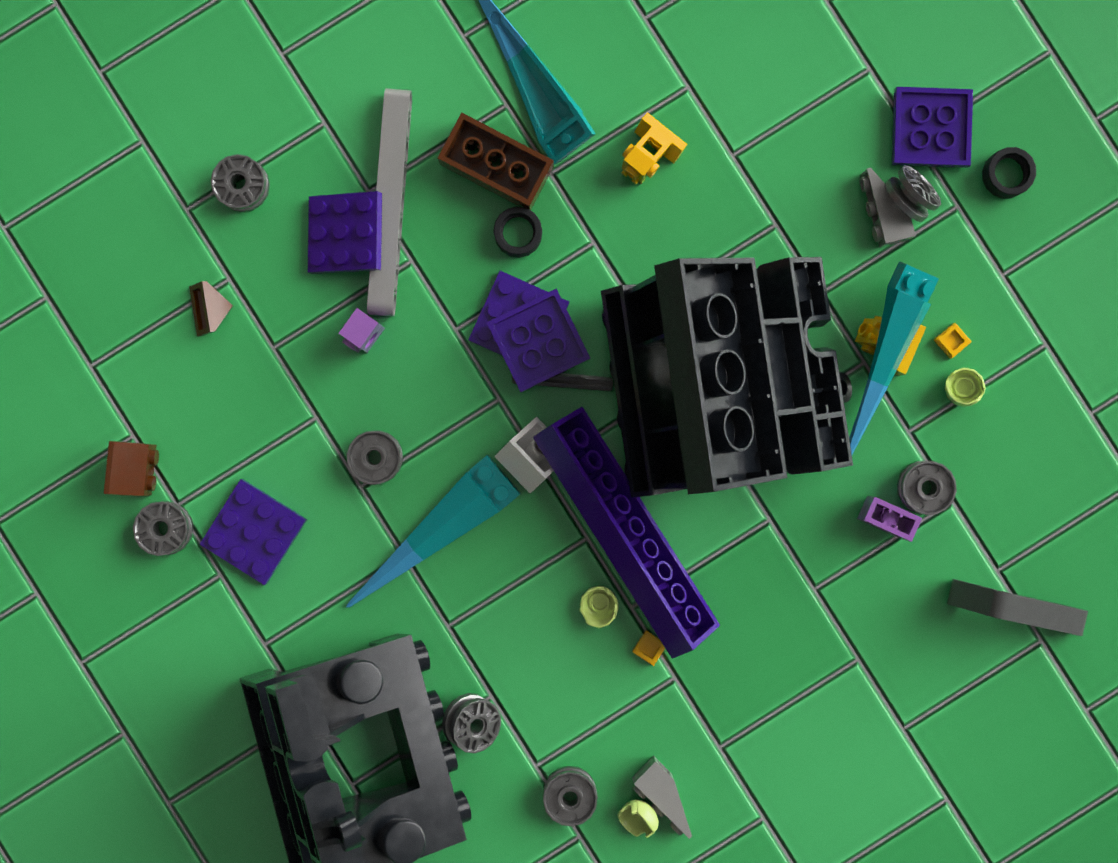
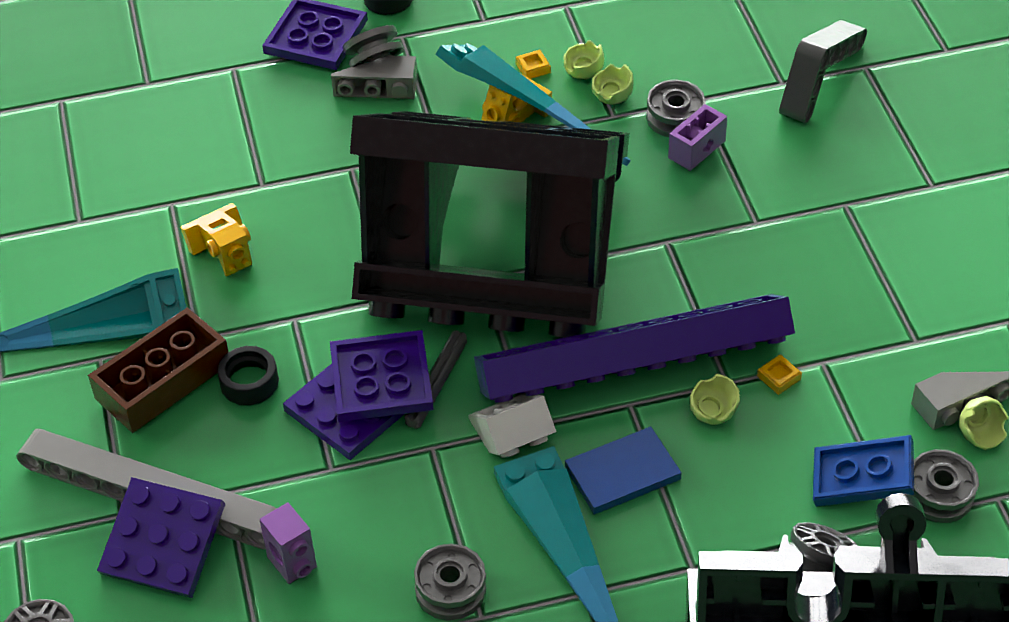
camera: 65 degrees left, 40 degrees down
(518, 551) = (622, 470): none -> blue tile
(563, 736) = (863, 470): none -> blue tile
(939, 423) = (613, 84): none -> yellowish green hair

